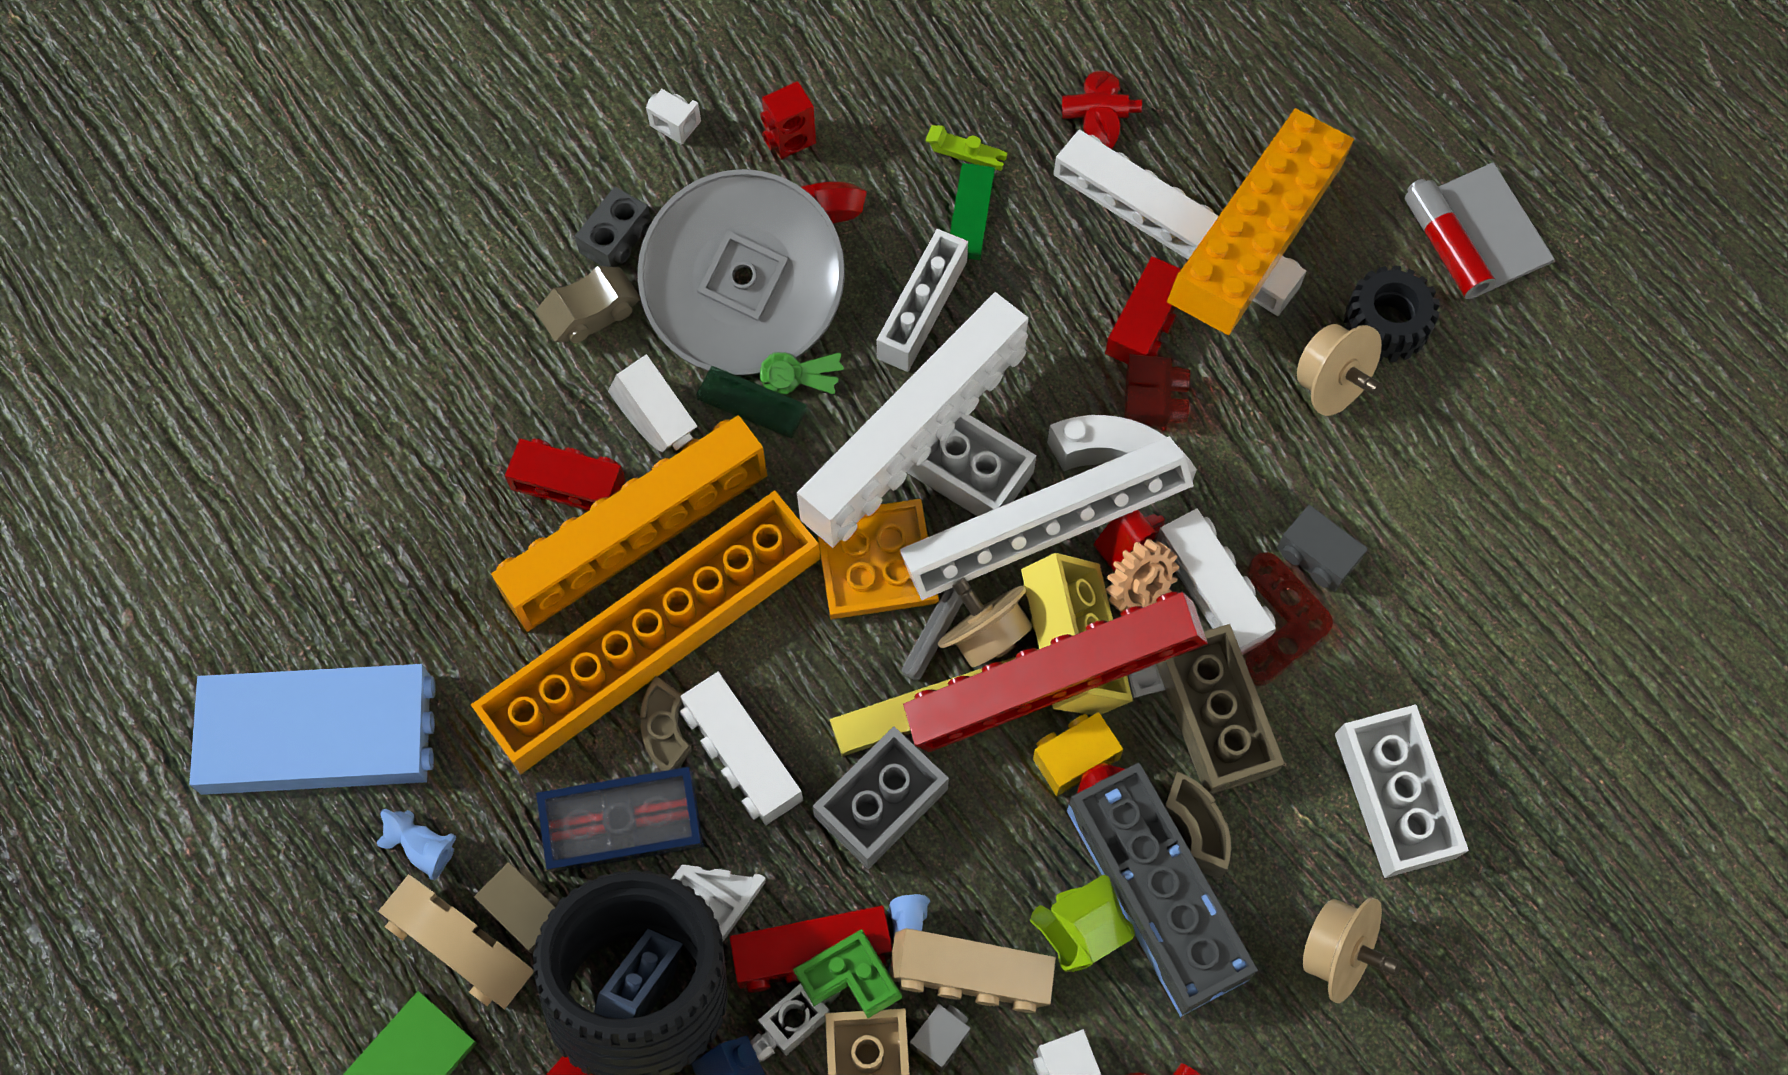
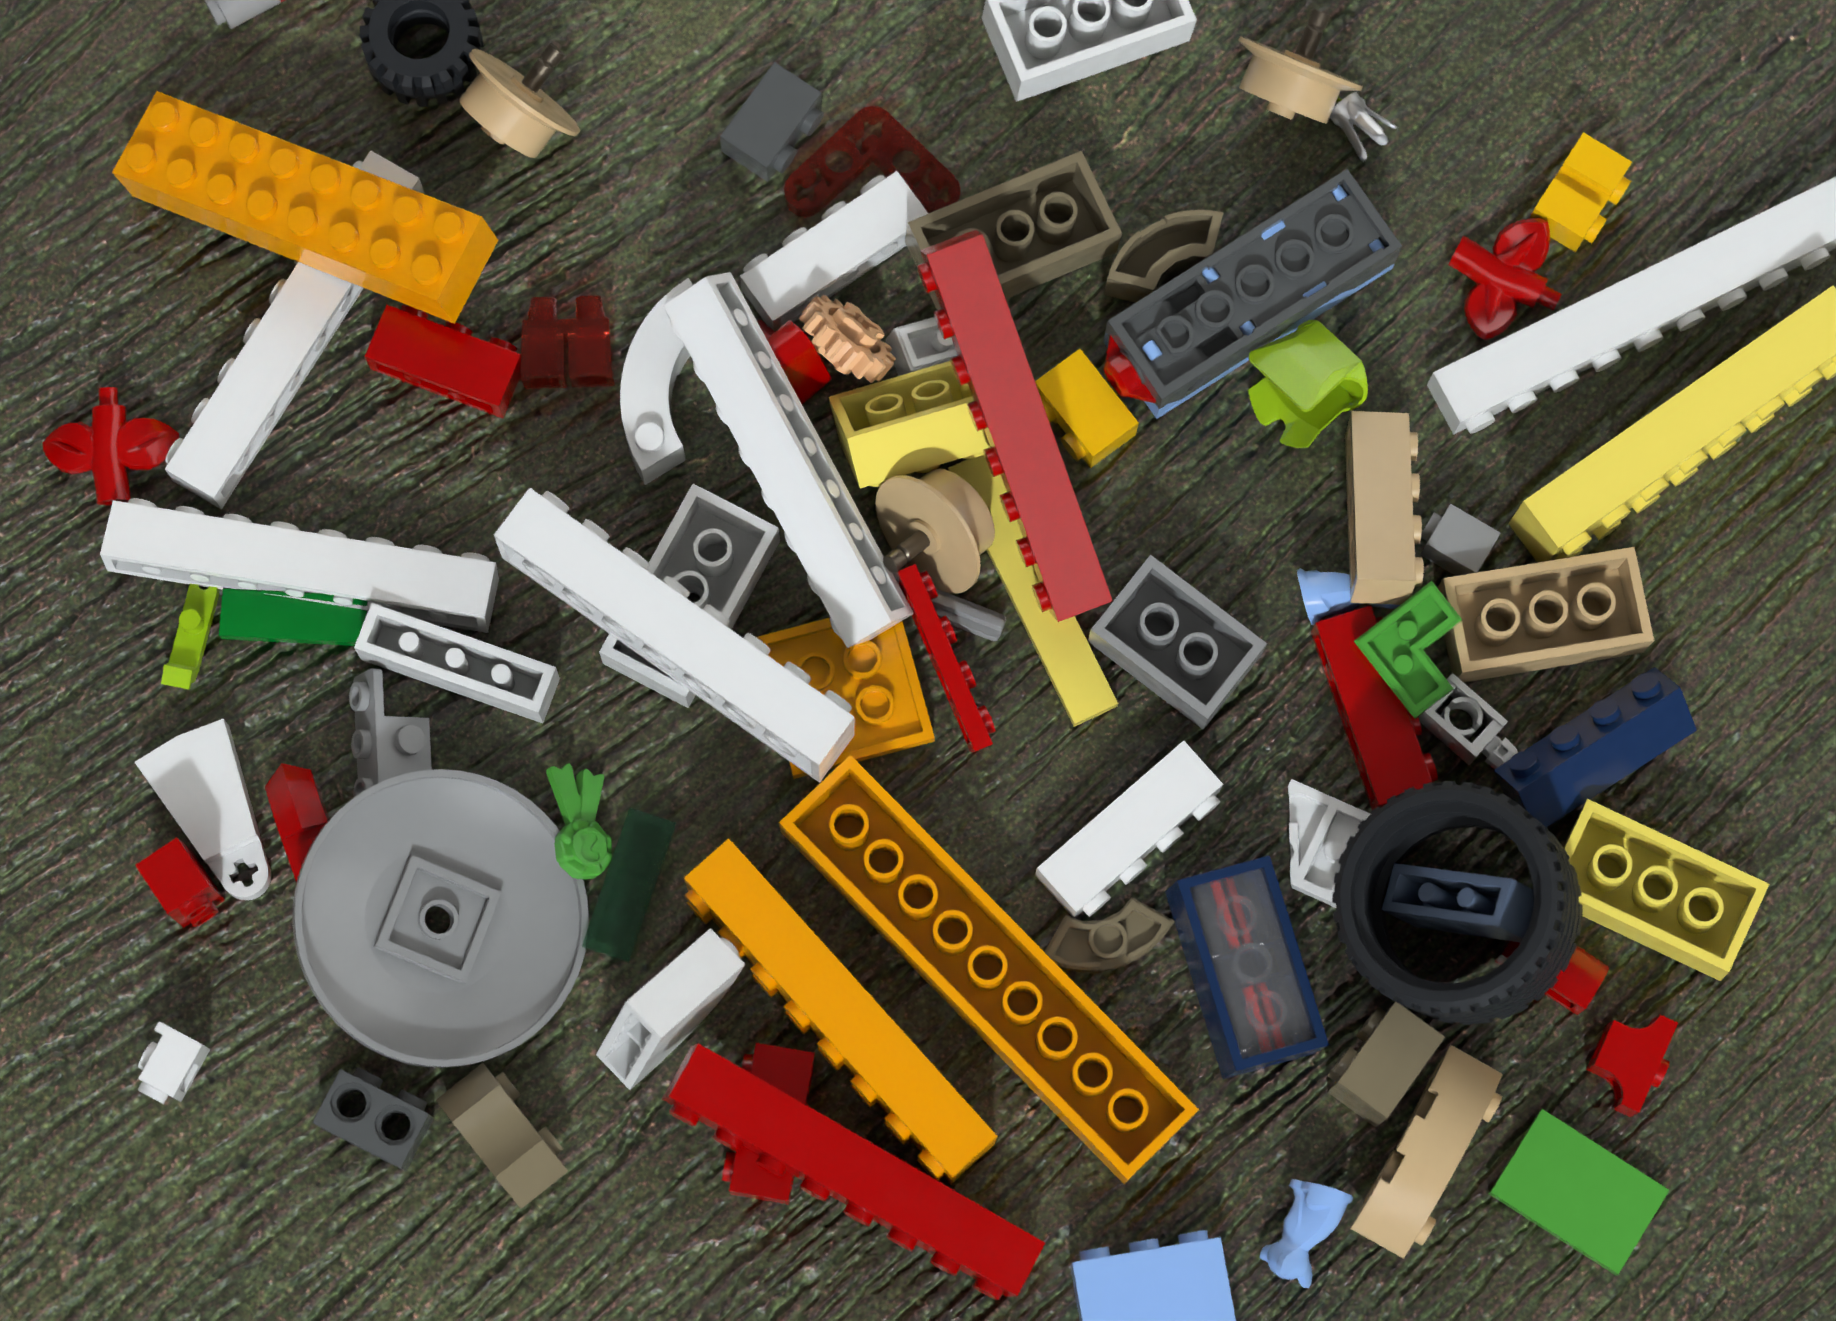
camera: 100 degrees left, 10 degrees up
(513, 516) = (852, 1171): none -> red brick
(845, 150) = (208, 797): none -> white piece
(870, 261) = (384, 743): none -> light grey bracket
(901, 619) = (954, 676): none -> red plate
(1007, 203) = (251, 556): none -> white brick
(1305, 1003) = (1354, 111): none -> flat silver piece

